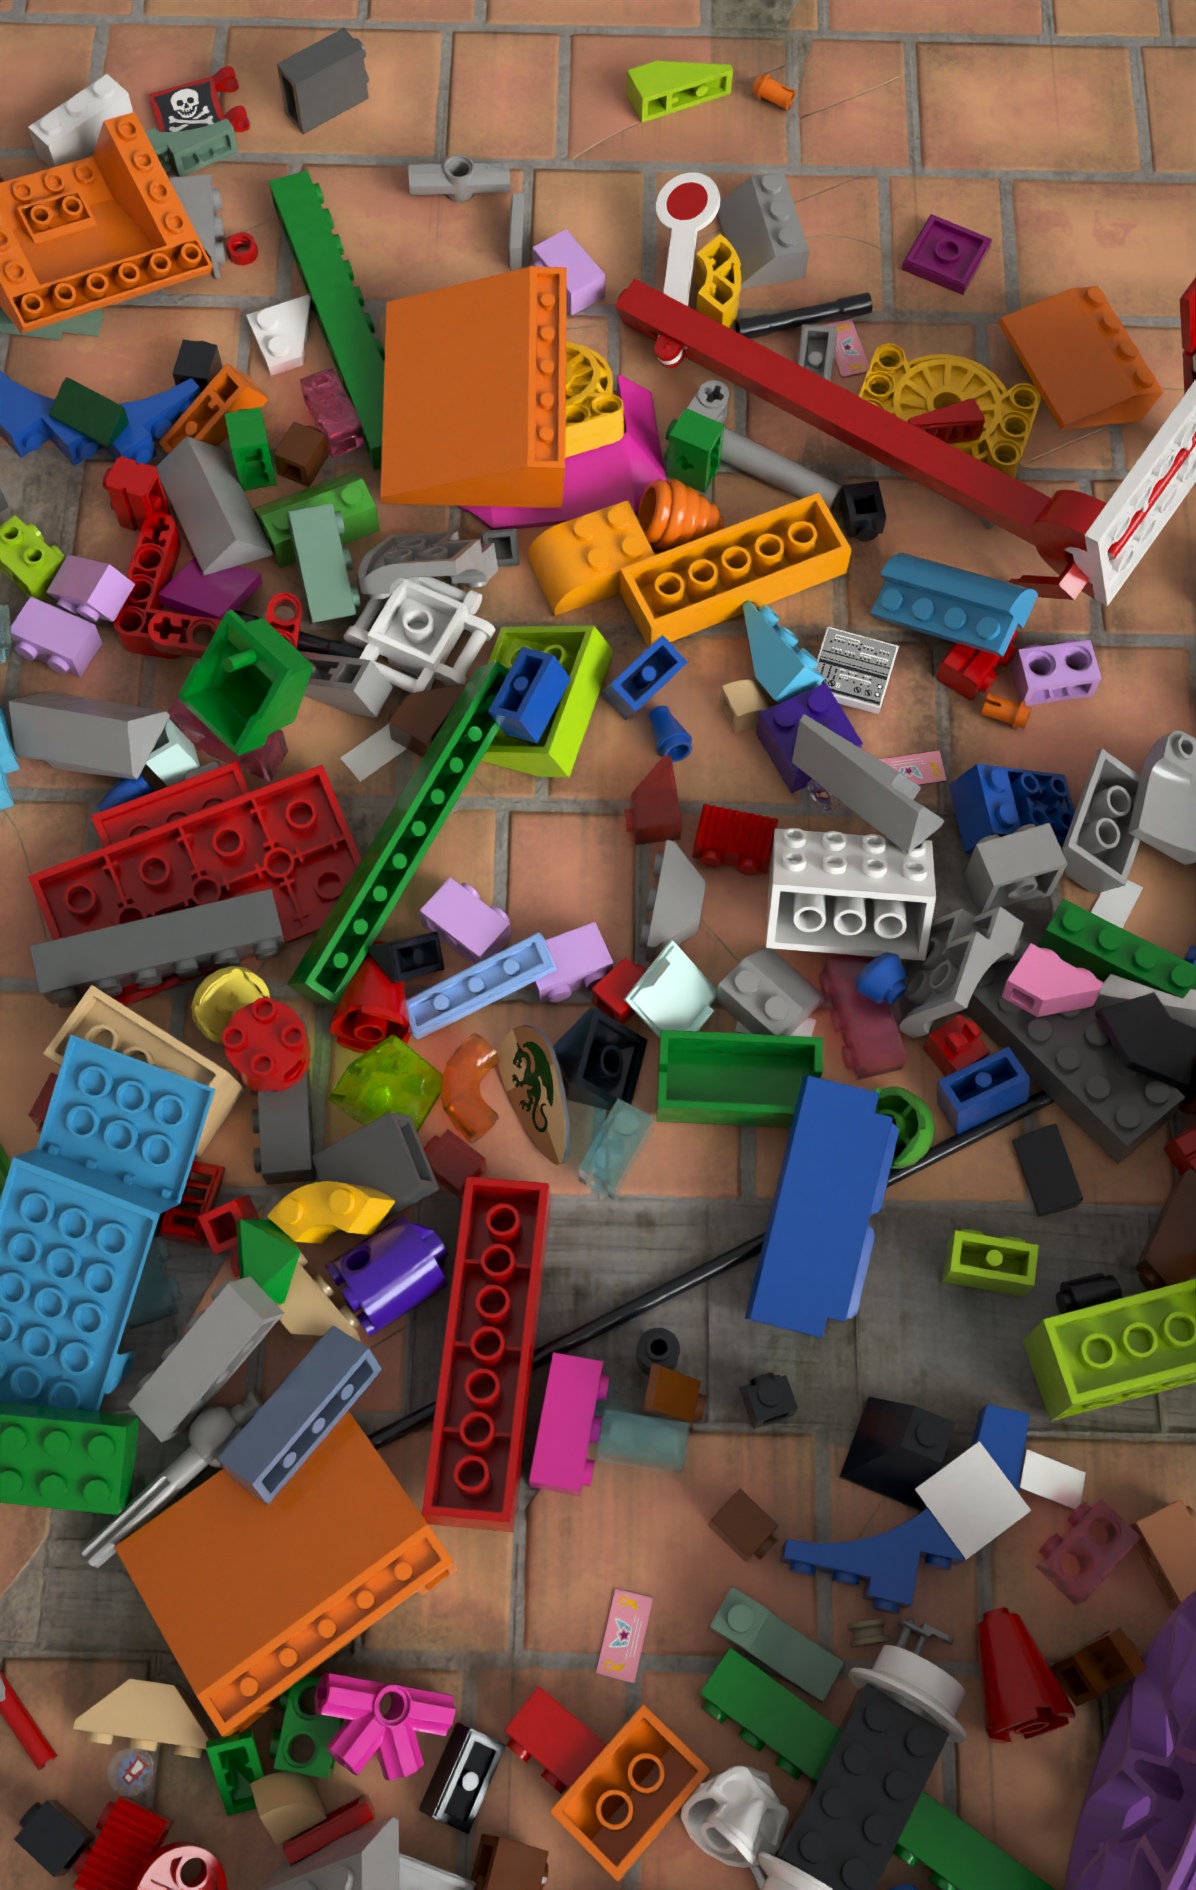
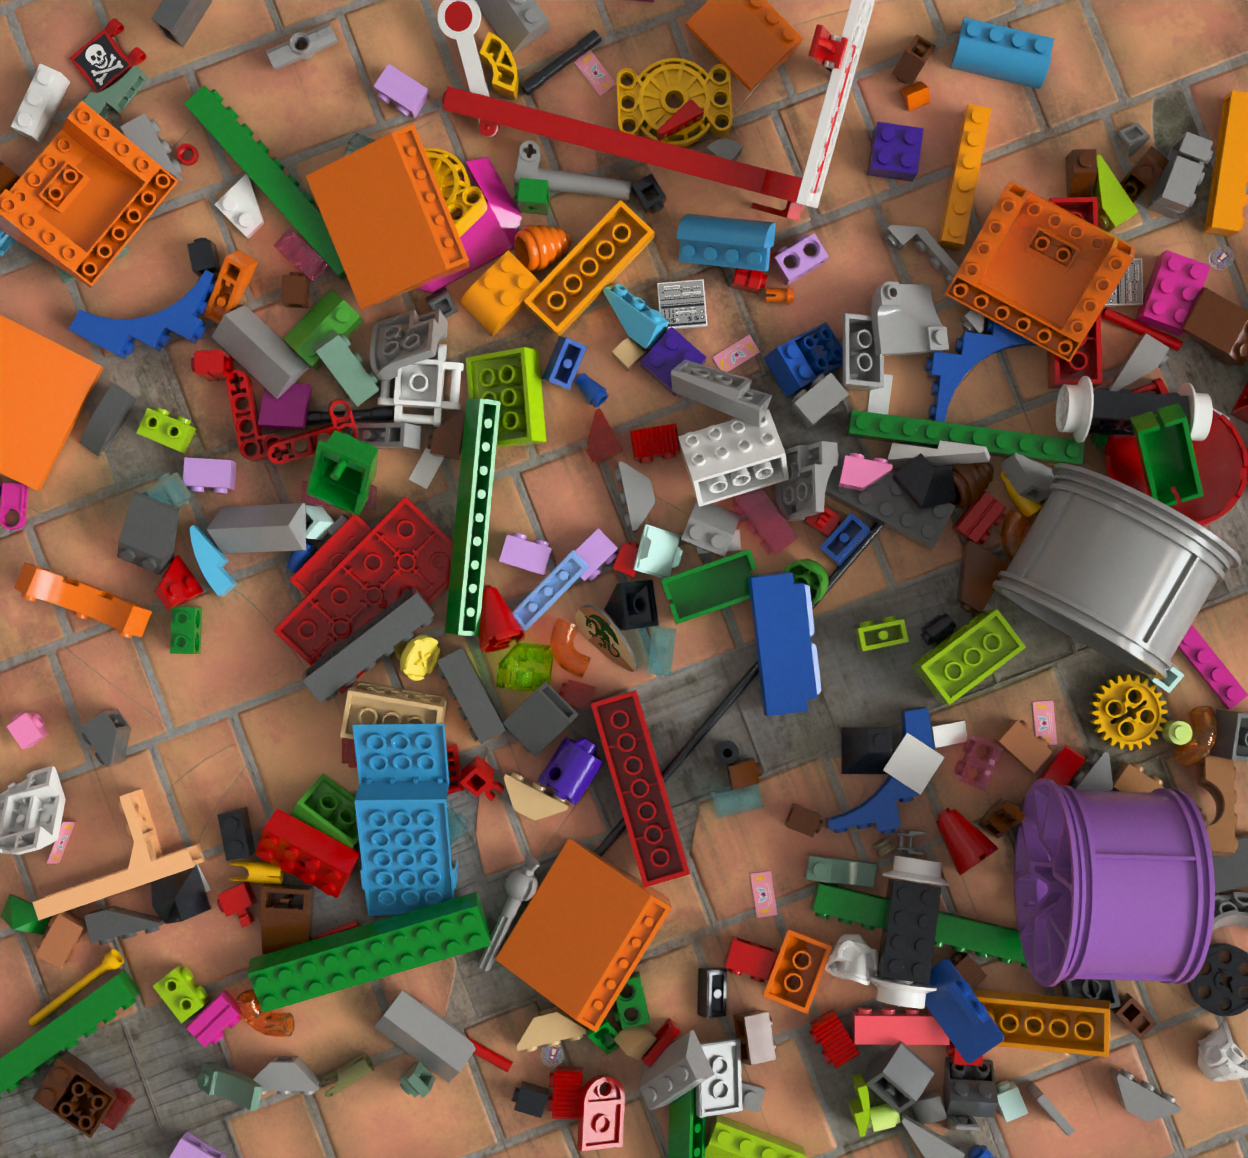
camera: 20 degrees left, 20 degrees up
(88, 413) = (157, 323): dark green slope -> none
(90, 589) = (217, 439): lavender brick -> none
(205, 1357) = (499, 852): light grey brick -> none
(250, 448) = (265, 304): green brick -> none
(266, 1256) = (506, 791): green slope -> none
(267, 1045) = (453, 677): red brick -> none
(299, 1414) = (559, 861): sand blue brick -> none
(328, 1206) = (528, 750): yellow brick -> none
(370, 1732) = (670, 991): dark pink piece -> none
(409, 956) = (503, 589): black slope -> none
(516, 231) = (356, 73): light grey tile -> none
(529, 694) = (507, 411): blue brick -> none
(568, 1424) = (695, 805): dark pink brick -> none
(768, 1399) = (791, 751): black brick -> none
(818, 349) = (580, 93): light grey slope -> none
(882, 979) = (770, 502): blue cone -> none
(1047, 1170) = (893, 567): black slope -> none

